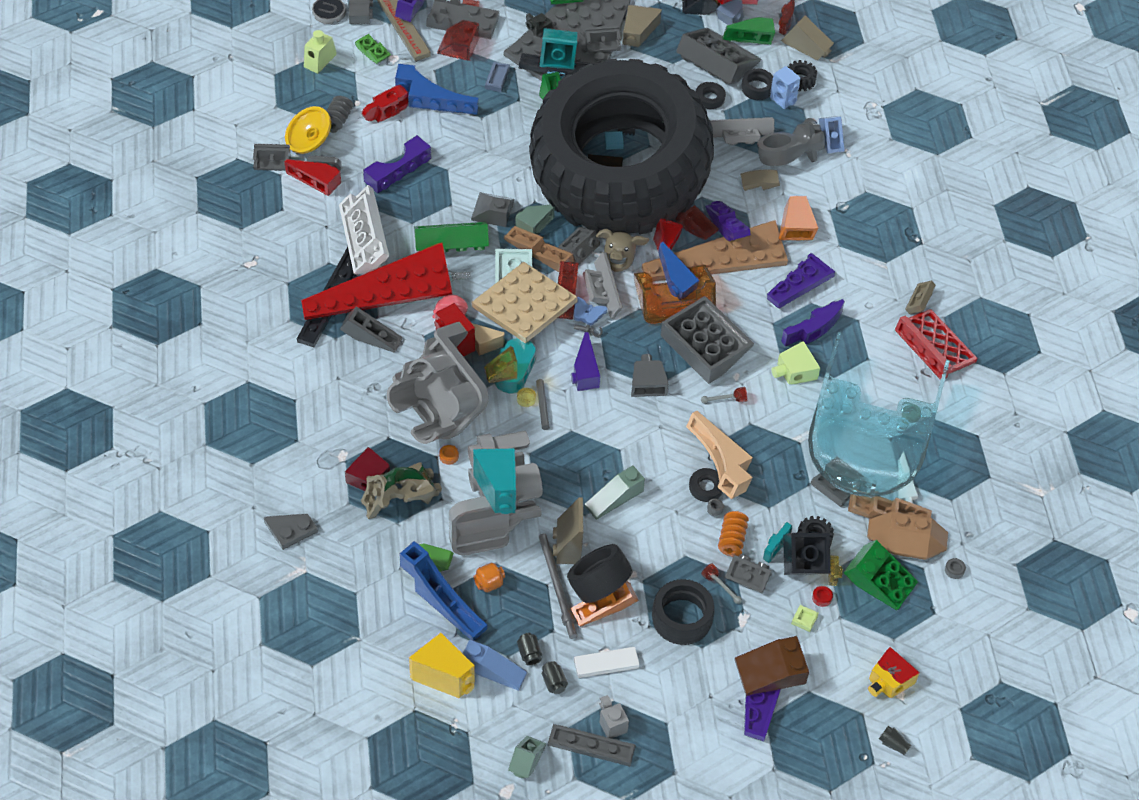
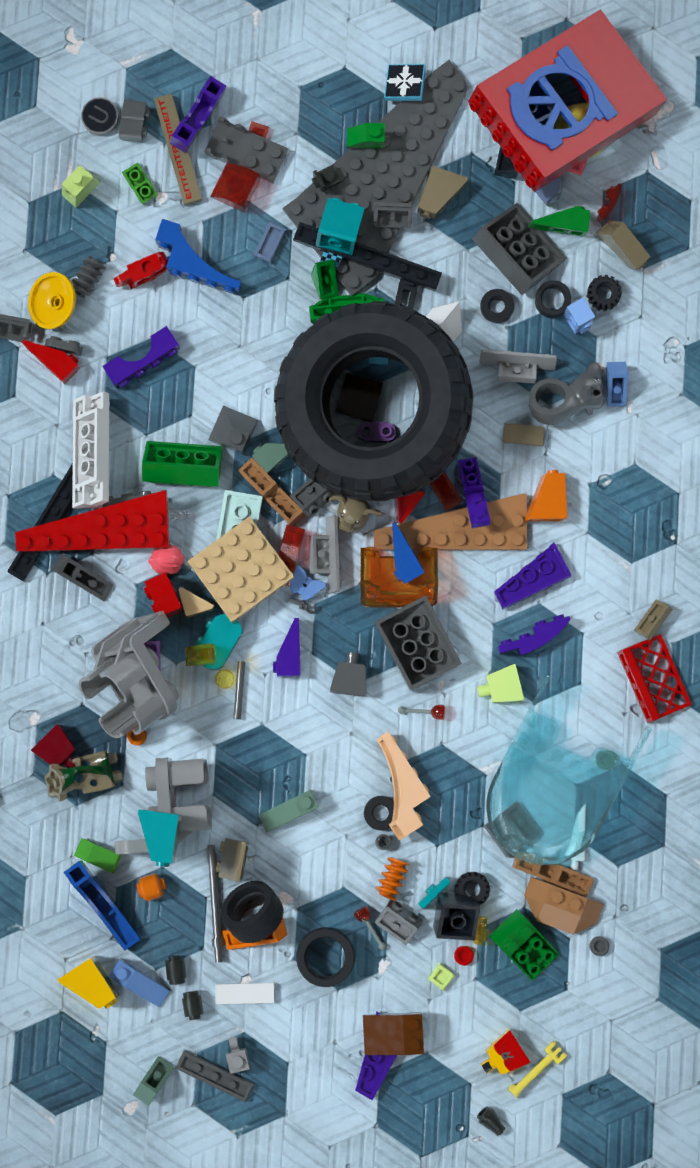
camera: 15 degrees right, 30 degrees up
(937, 672) = (552, 1056): none -> light yellow hinge

